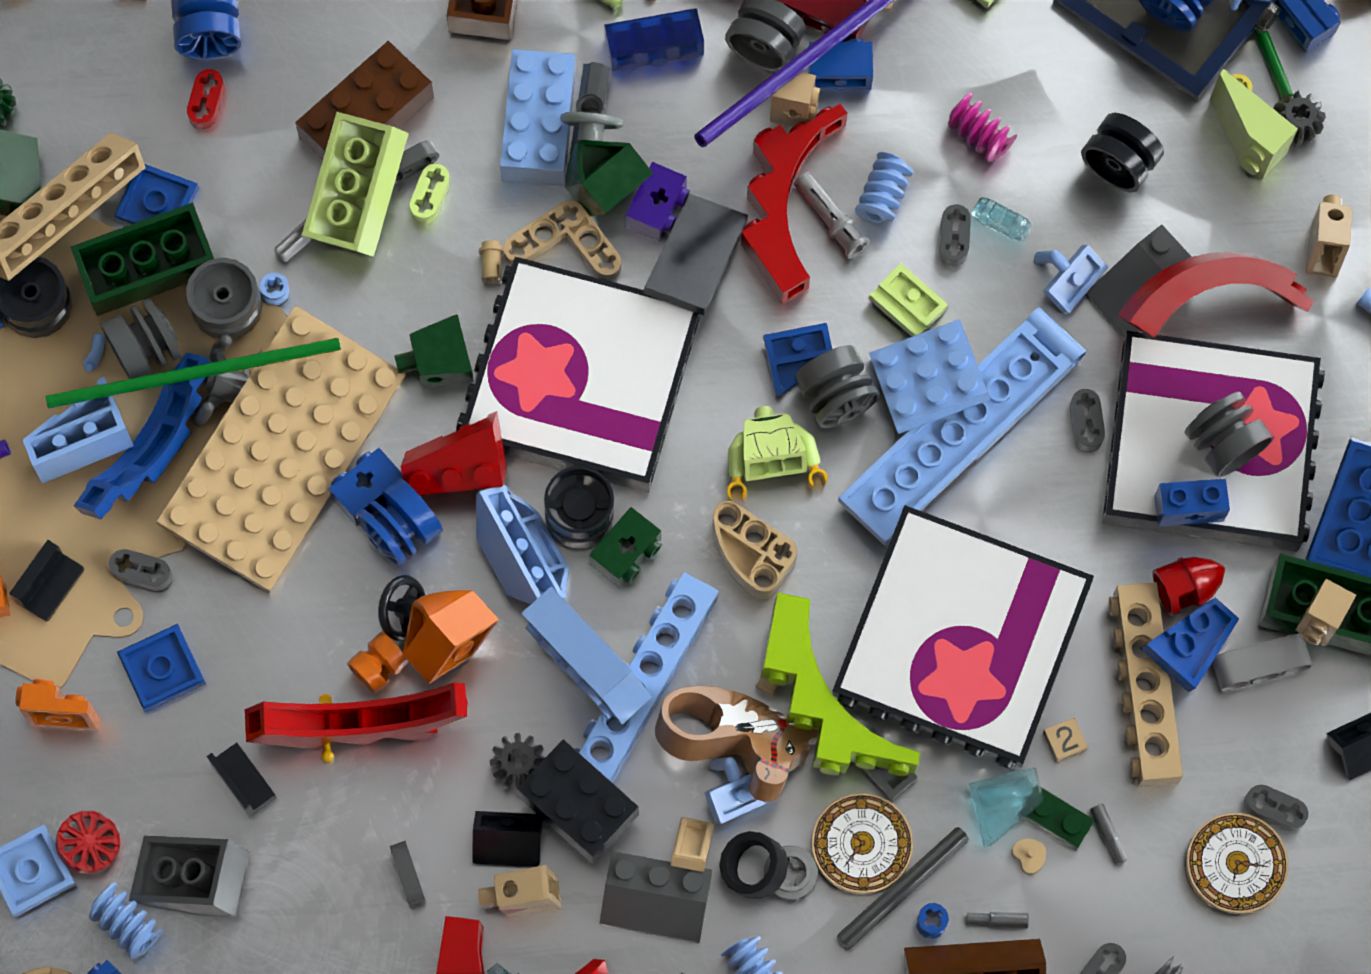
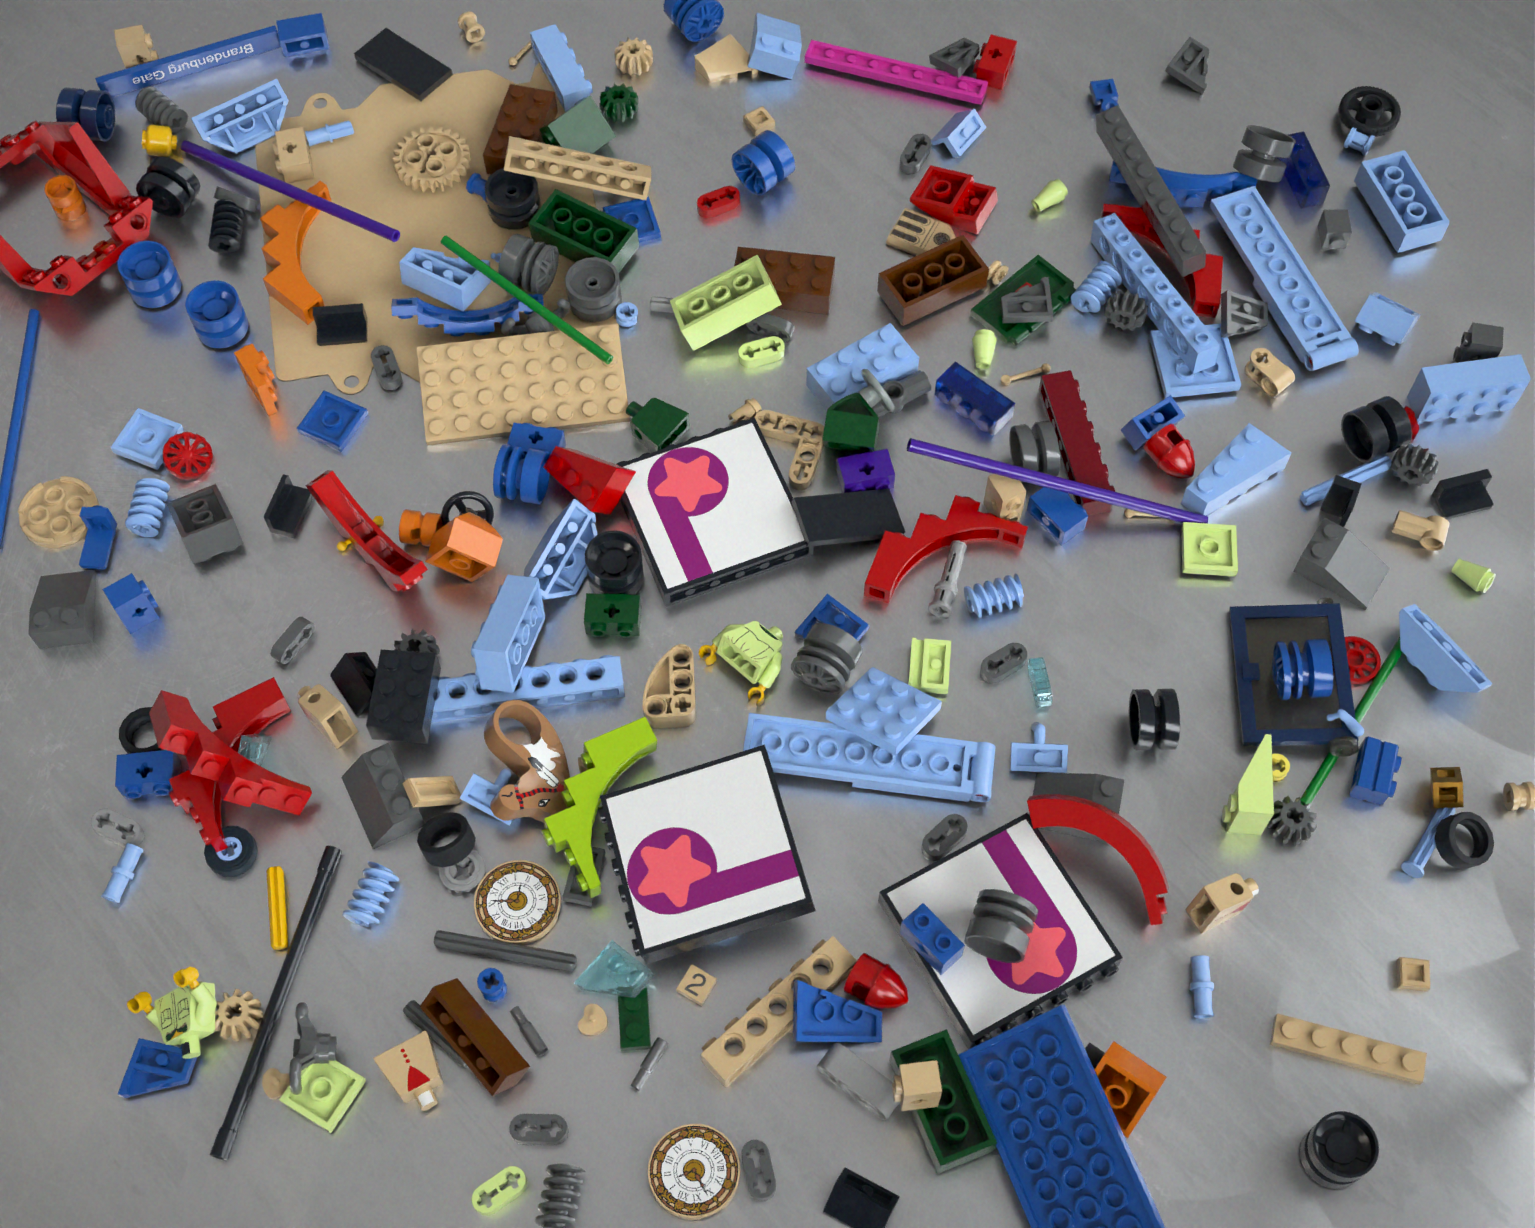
camera: 55 degrees right, 10 degrees down
(980, 129) = (1091, 624): dark pink piece -> none

